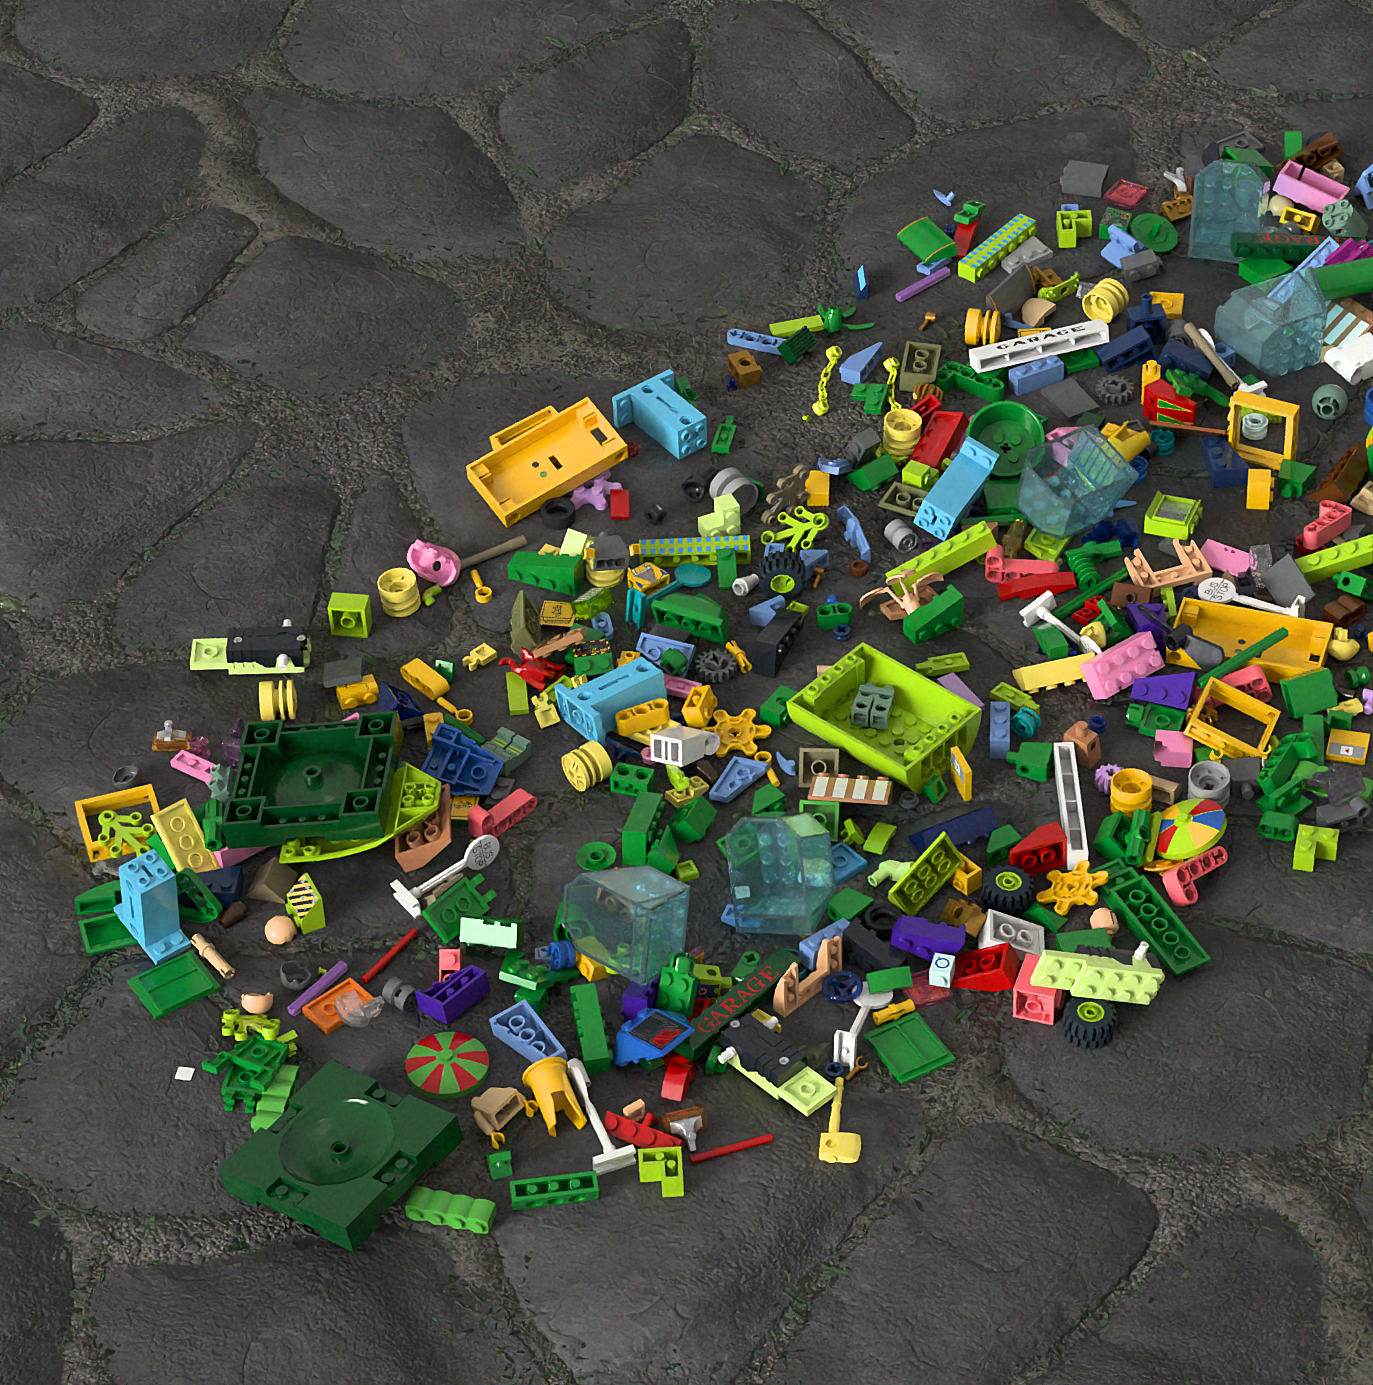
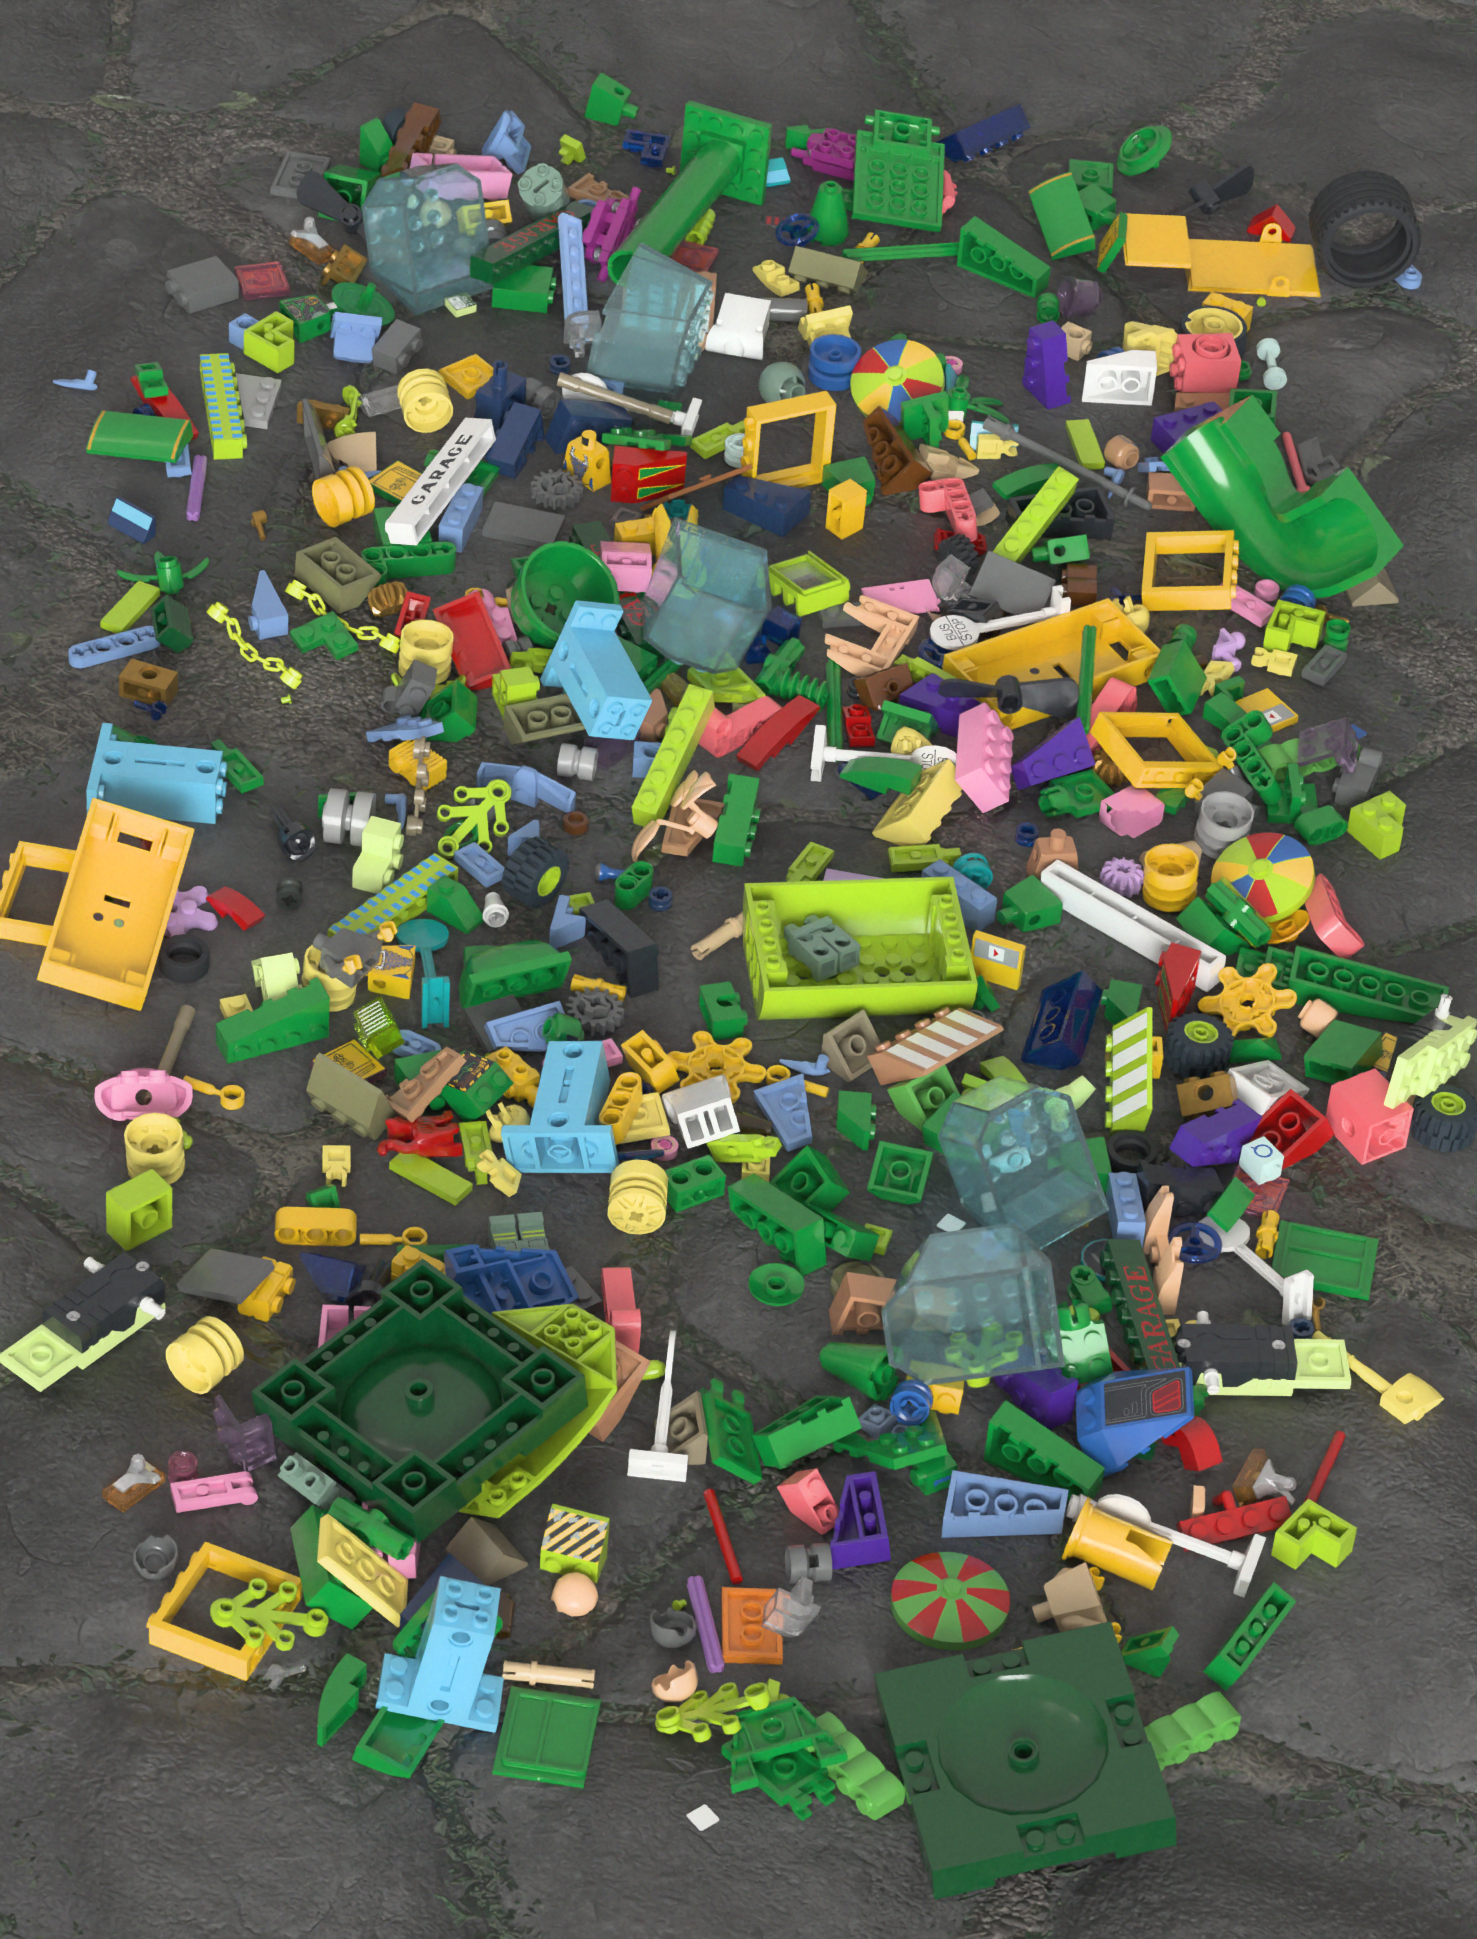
camera: 55 degrees left, 0 degrees up
(1218, 263) = (460, 305): none -> tile

